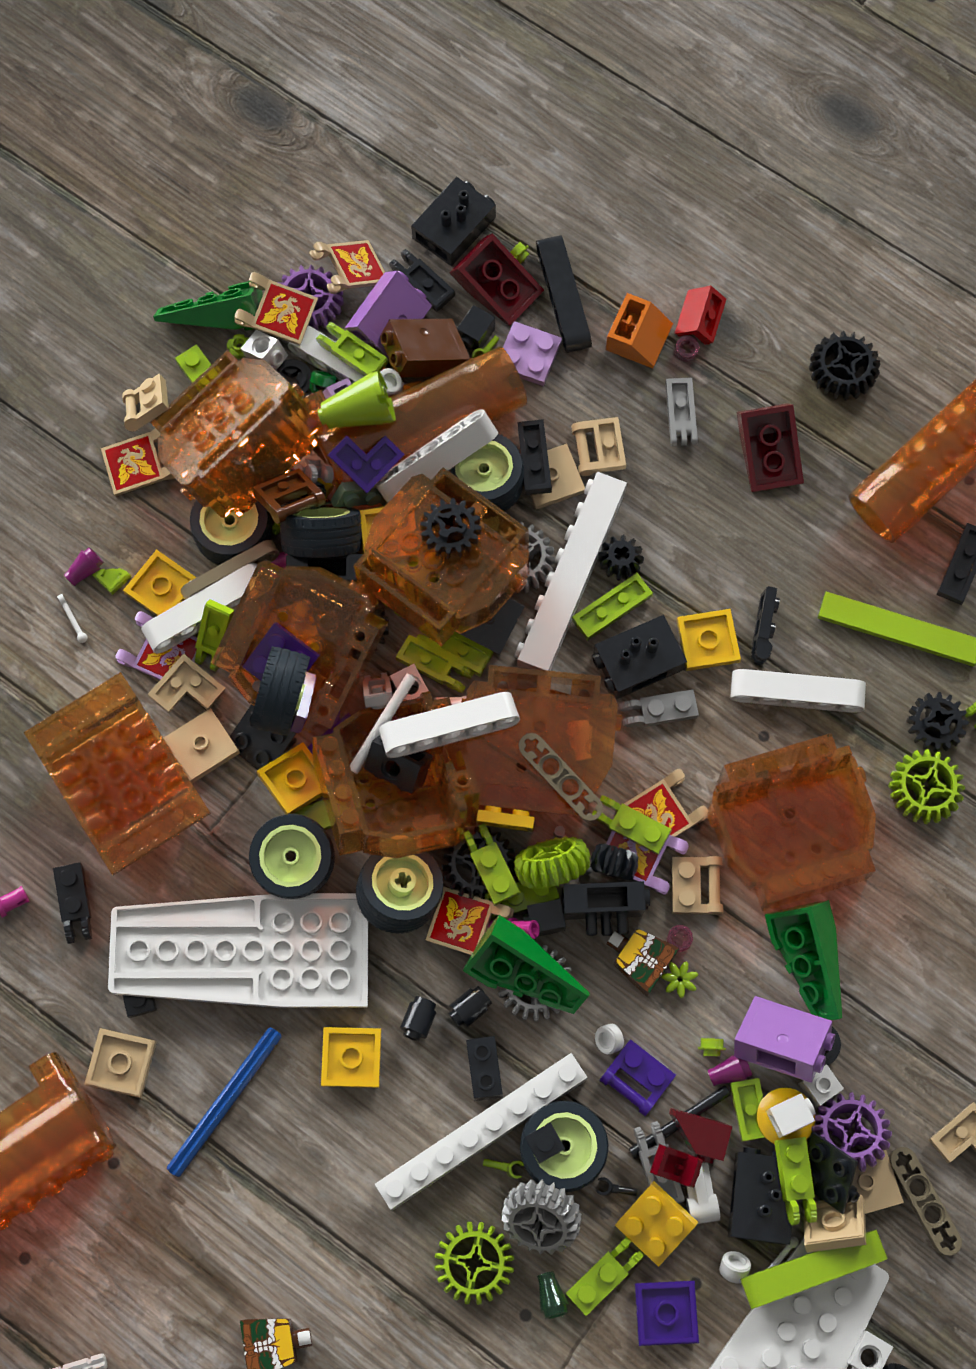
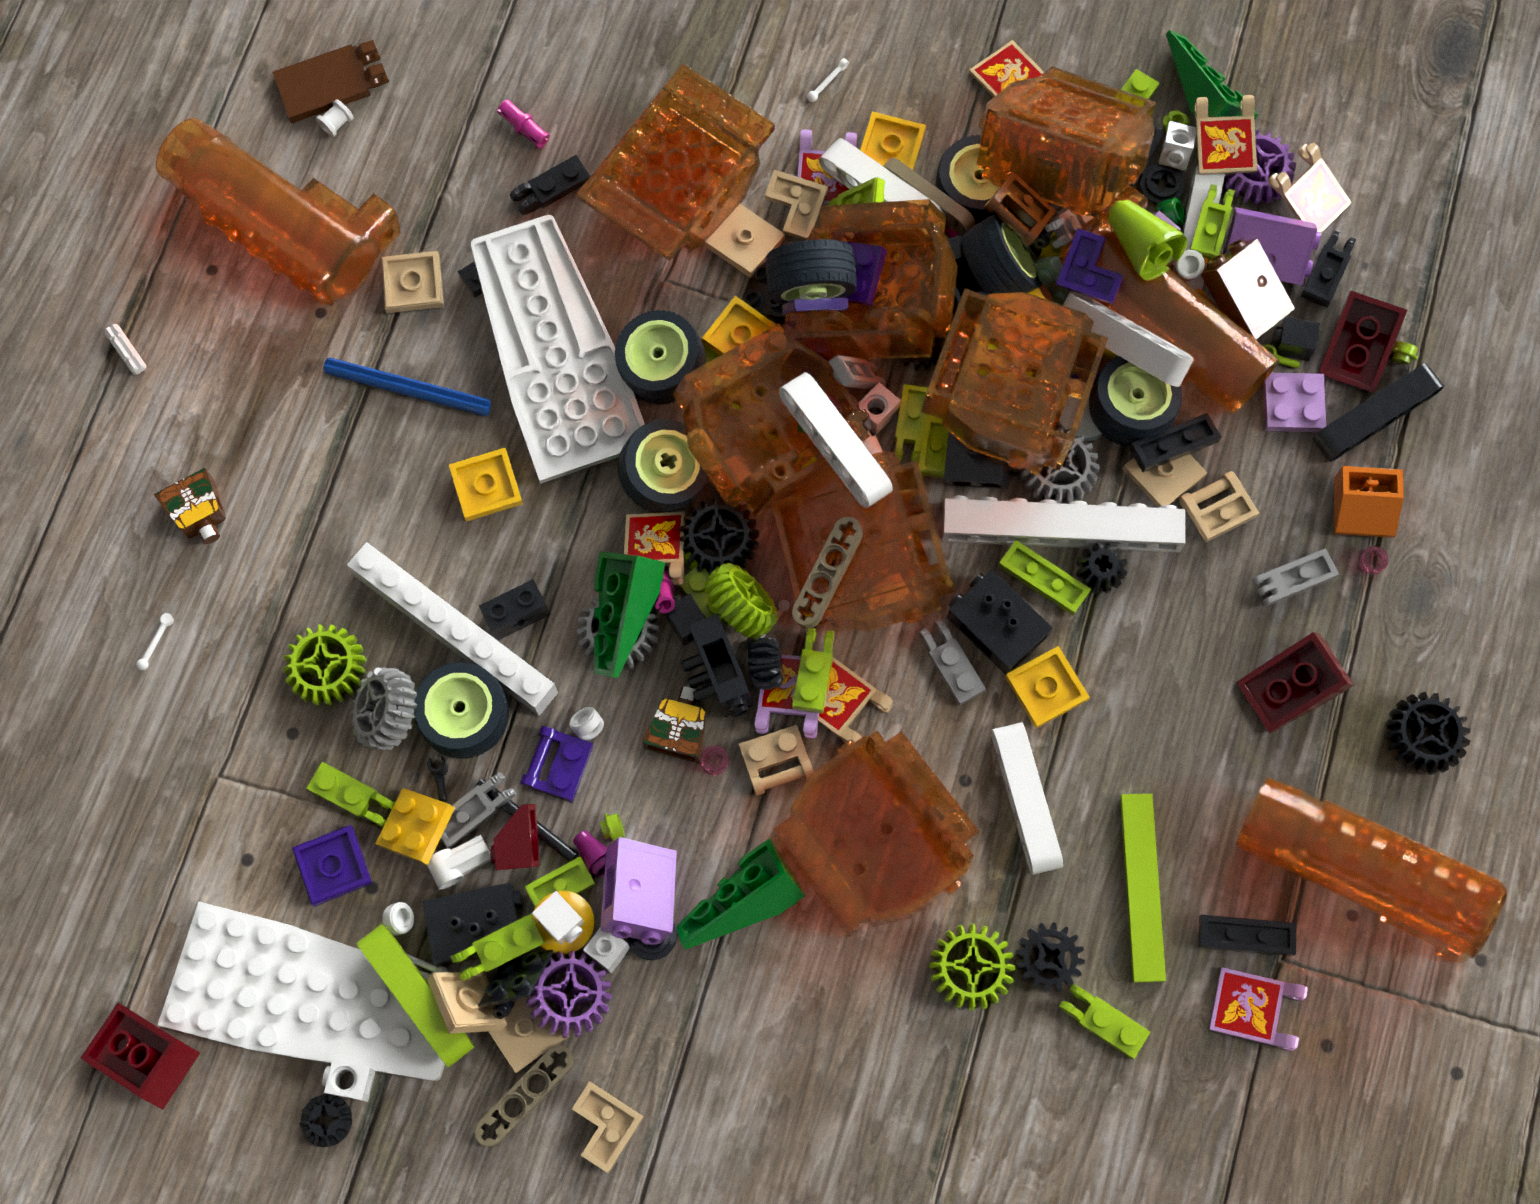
camera: 70 degrees right, 0 degrees up
(83, 566) = (884, 69): magenta cone -> none
(112, 579) = (881, 100): lime tile -> none
(152, 399) = (1073, 56): tan plate -> none
(385, 717) = (824, 383): white bar -> none
(407, 776) = (776, 422): black brick -> none
(418, 1018) = (544, 533): black brick -> none
(453, 533) = (1051, 357): black gear -> none
(454, 221) = (1412, 275): black piece -> none
(469, 1007) = (571, 576): black brick -> none
(492, 867) = (715, 544): lime hinge -> none
(494, 817) = (771, 548): yellow plate -> none
(506, 1167) = (427, 663): lime hand -> none
(544, 1143) = (452, 683): black plate -> none
(552, 1299) = (314, 749): clear green cone -> none
(676, 1166) = (473, 821): dark red bracket -> none
(679, 973) = (669, 768): lime plant -> none
(701, 314) = (1420, 563): red panel -> none
(764, 627) = (1083, 740): black hinge -> none

